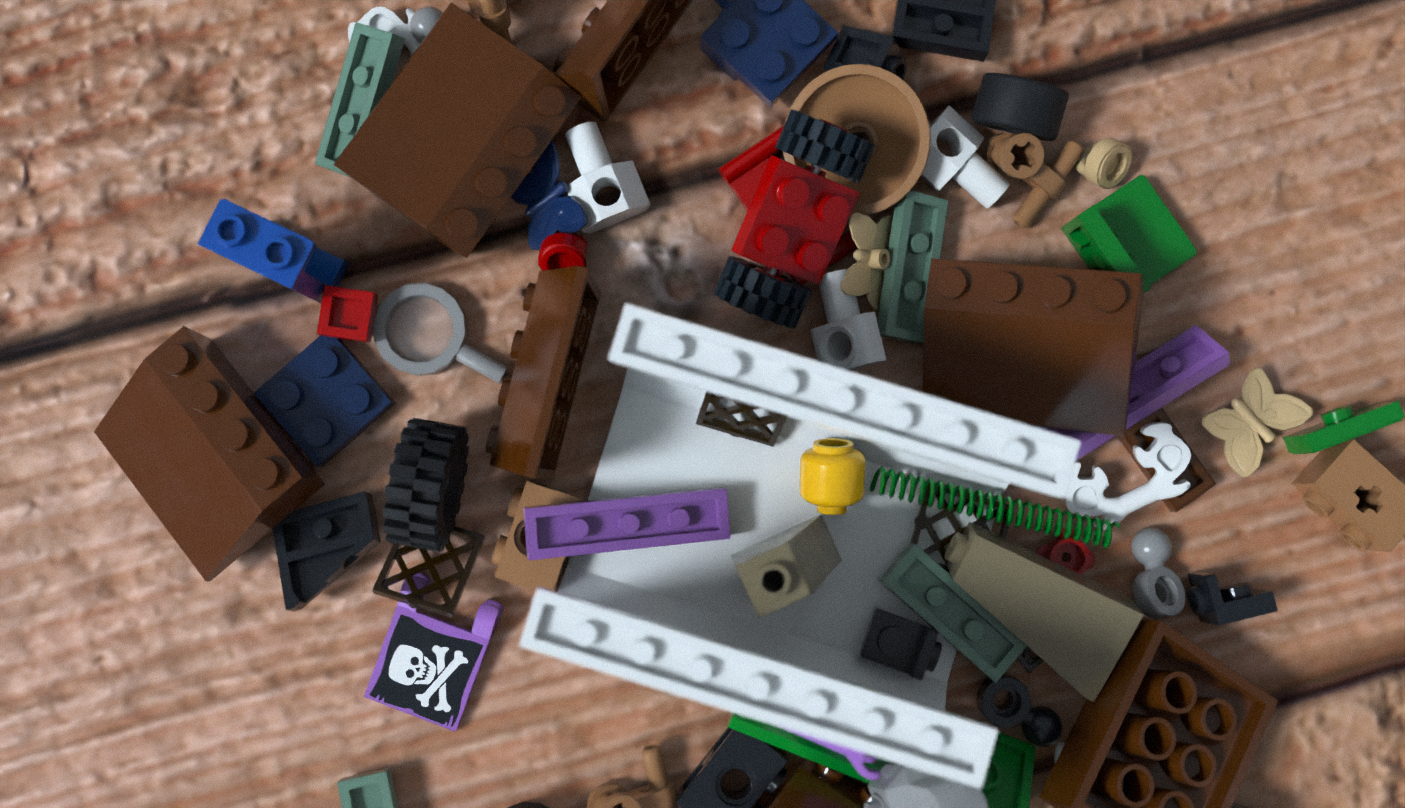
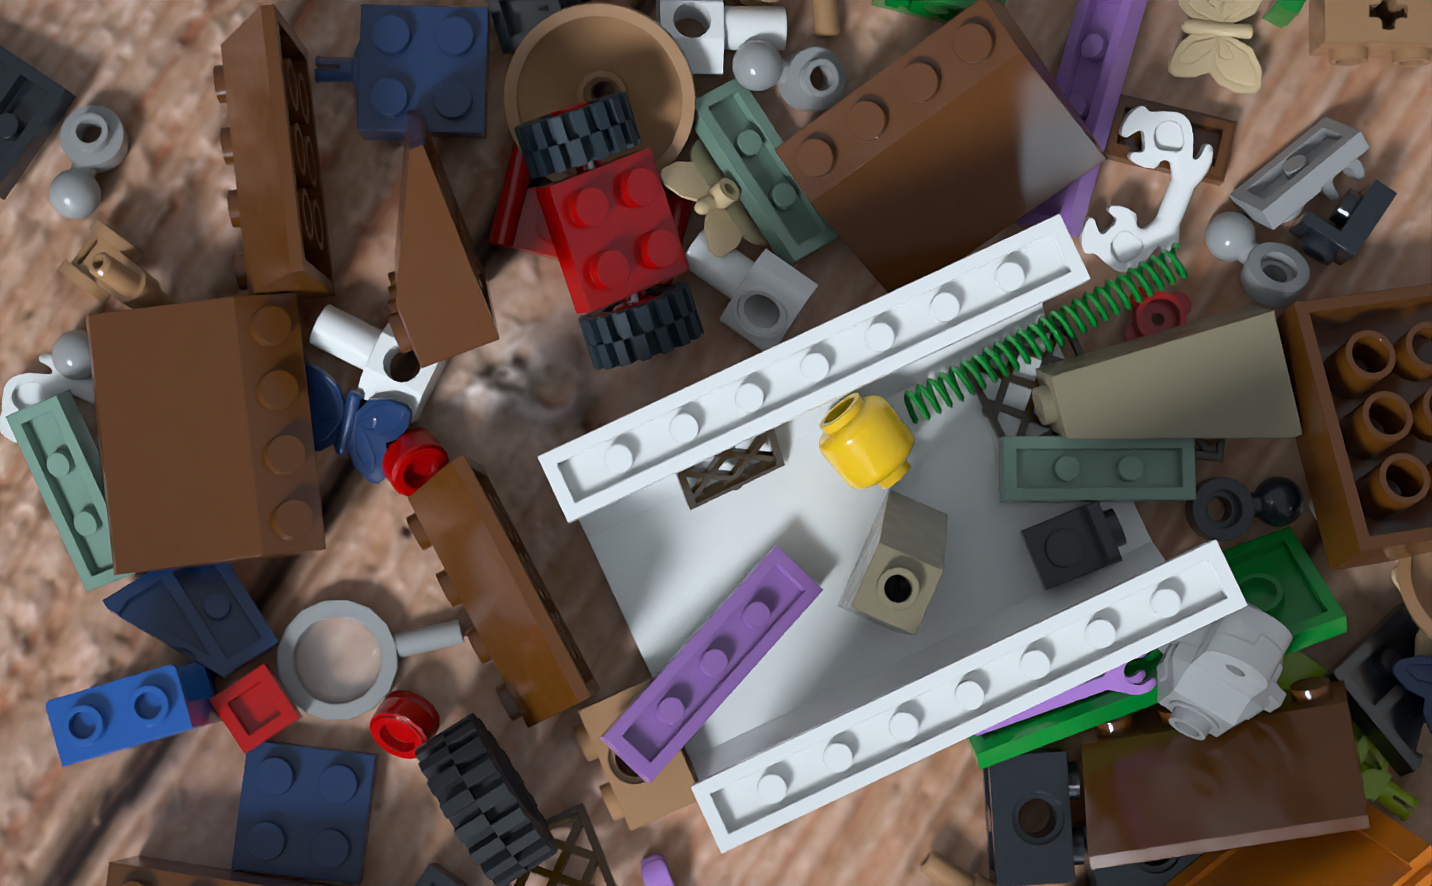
camera: 45 degrees left, 0 degrees up
(364, 232) = (198, 614): none -> dark blue wing
(424, 398) = (404, 723): none -> red tile
(672, 148) = (438, 283): none -> reddish brown slope
(965, 205) = (760, 66): none -> light grey plate
(1228, 548) = (1301, 173): none -> light grey plate

